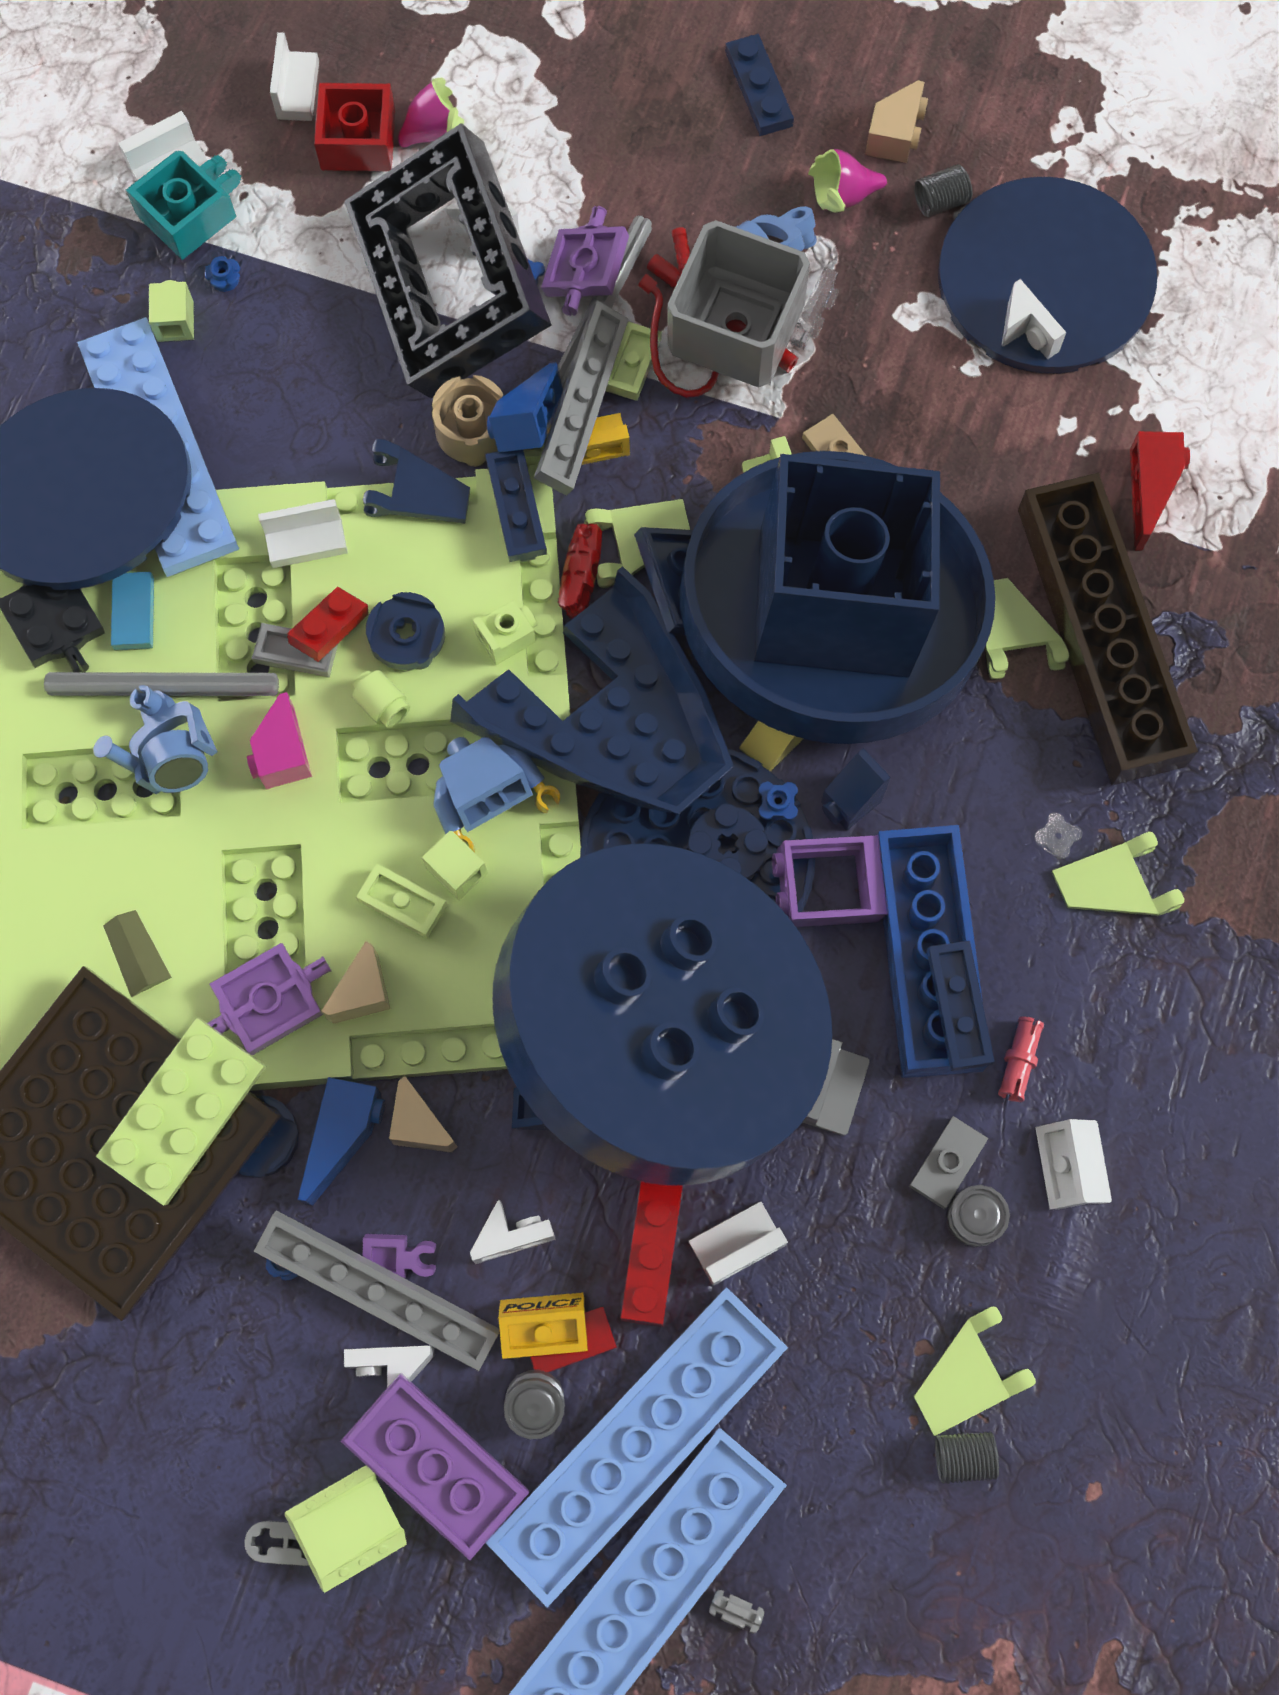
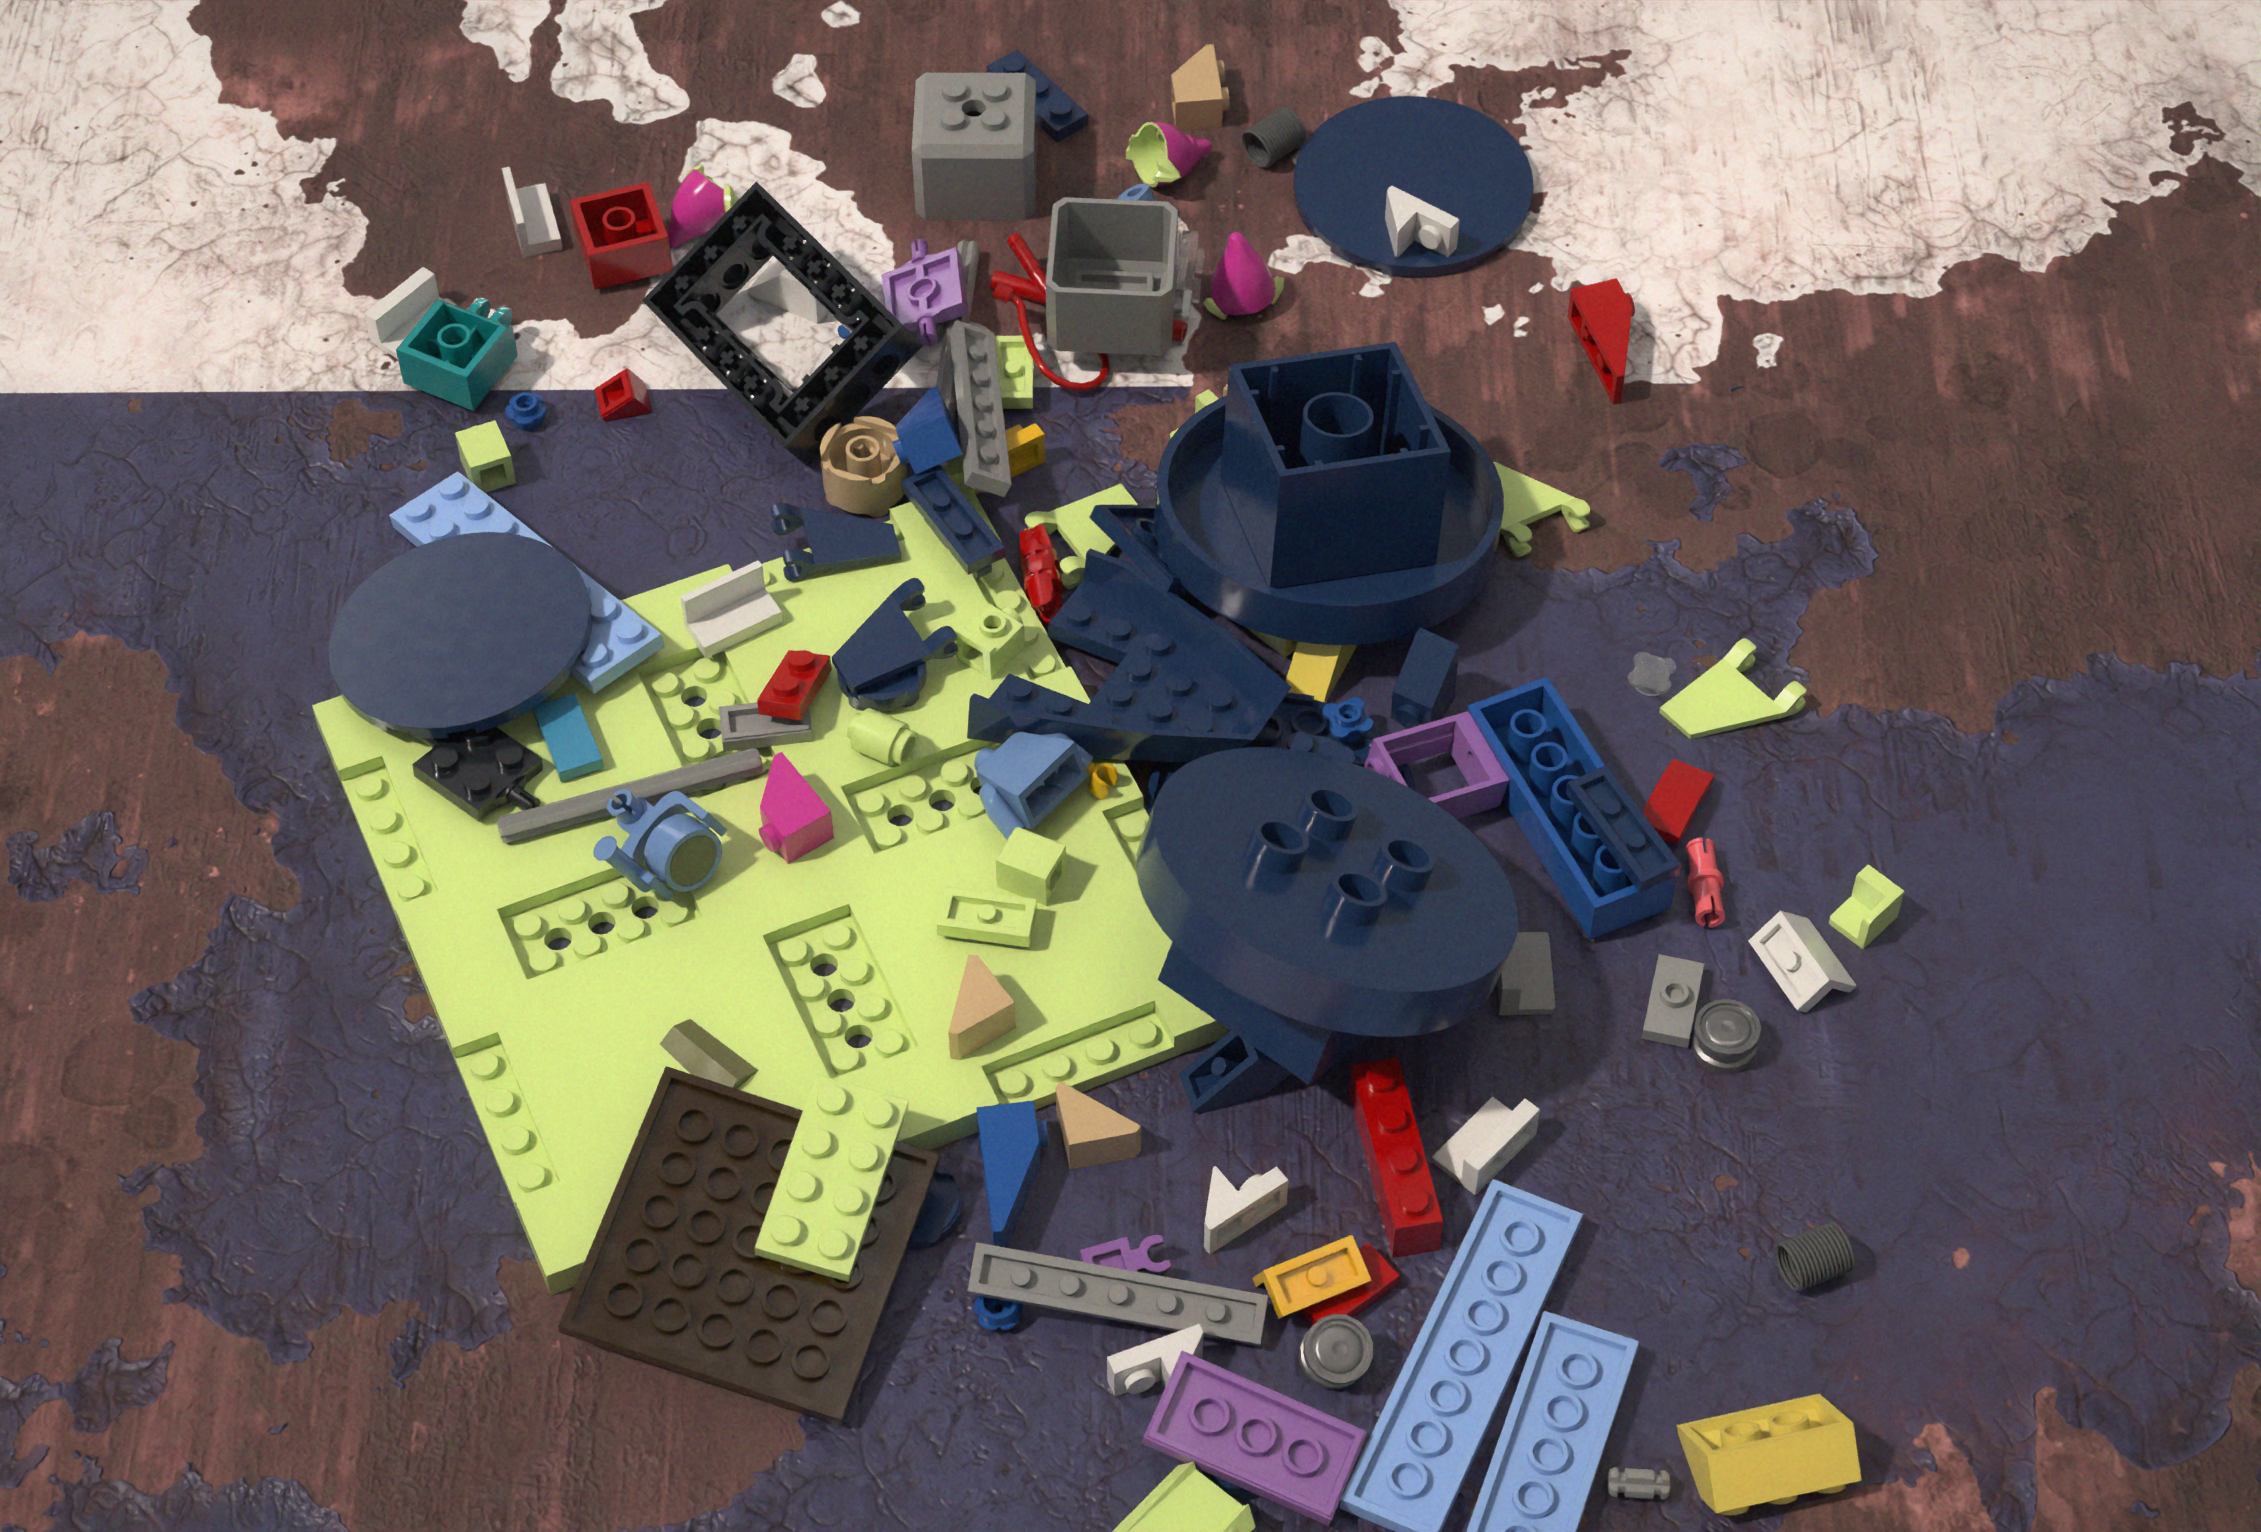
camera: 20 degrees left, 20 degrees down
(267, 998) = (881, 1045): medium lavender plate -> none
(307, 284) = (622, 397): none -> red slope
(417, 609) = (890, 642): none -> dark blue flag
(679, 126) = (975, 146): none -> light grey plate
(854, 1626) = (1771, 1454): none -> light yellow slope
(857, 334) = (1241, 281): none -> dark pink hat
(966, 1379) = (1780, 1191): yellowish green flag -> none
(1027, 970) = (1677, 799): none -> red slope
(1106, 629) = (1619, 471): dark brown brick -> none
(1149, 1132) = (1869, 909): none -> yellowish green panel

